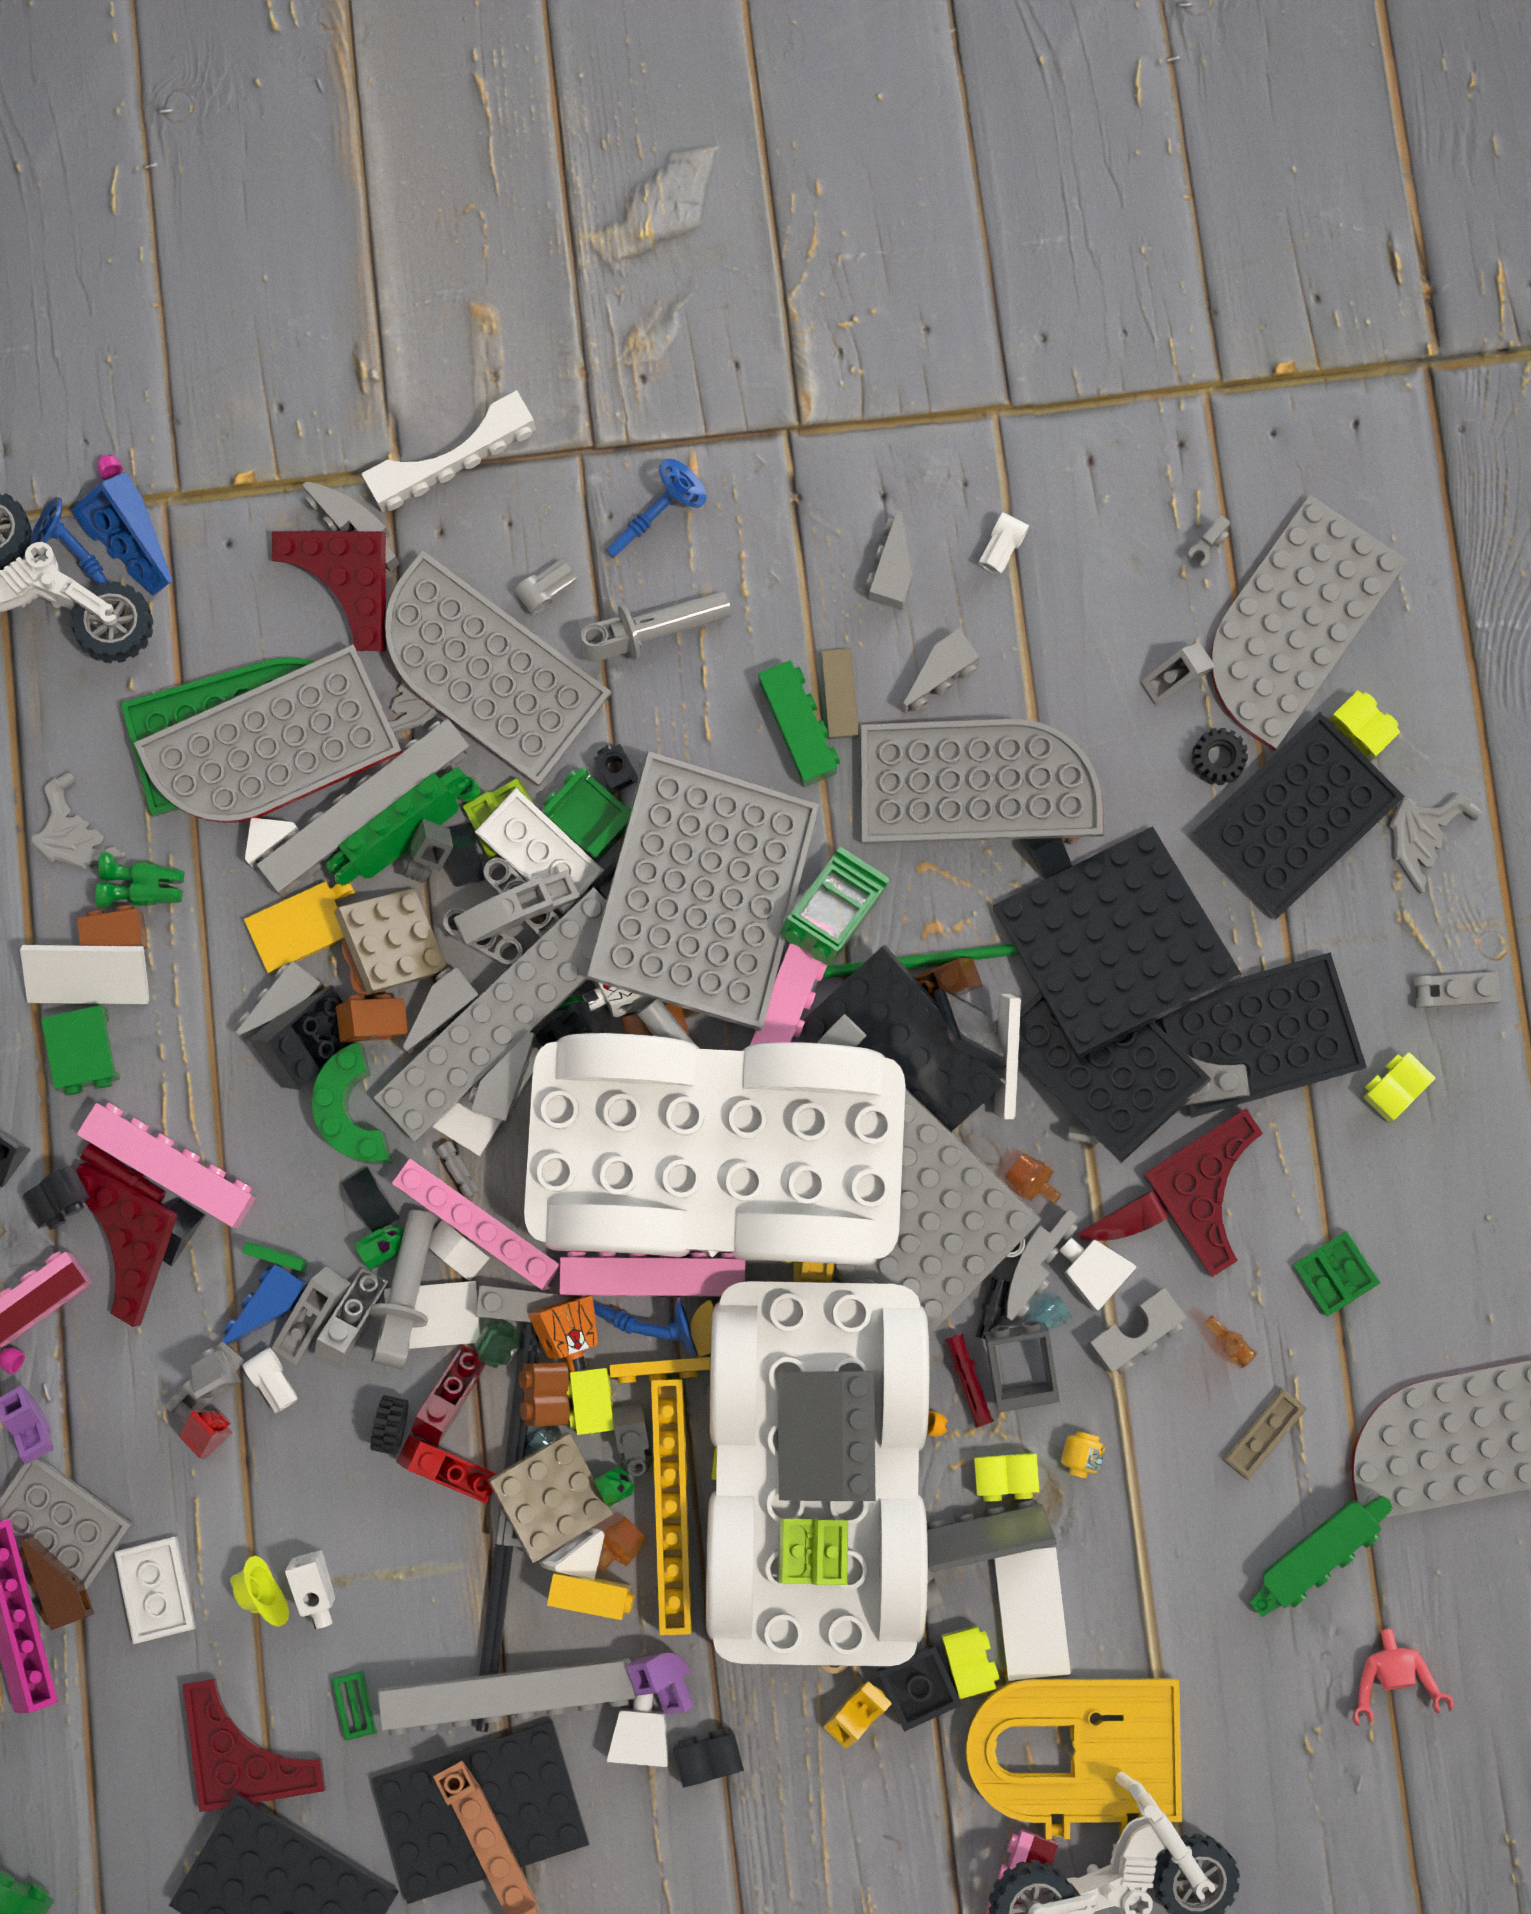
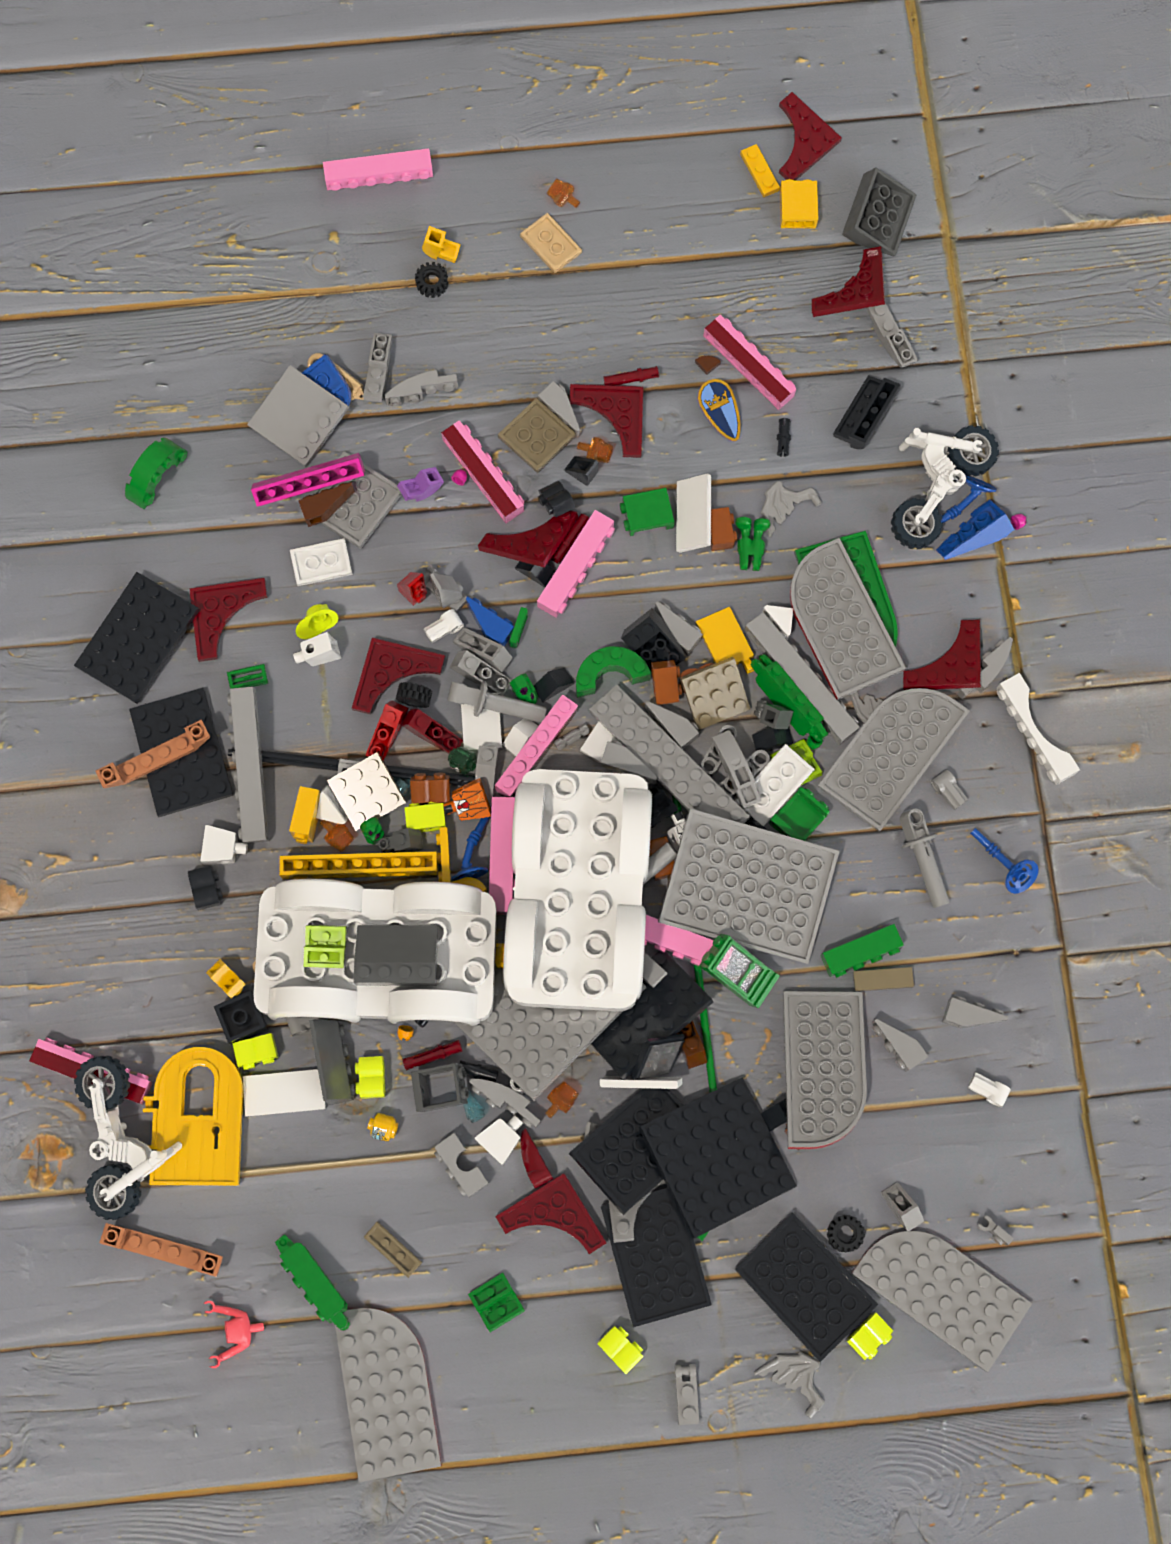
camera: 85 degrees right, 5 degrees down
(334, 1470) = (387, 664): none -> dark red plate
(621, 779) = (824, 839): black brick -> none
(663, 1676) = (256, 858): medium lavender brick -> none
(1231, 1343) = (447, 1230): clear orange piece -> none
(1277, 1795) = (161, 1249): none -> nougat slope

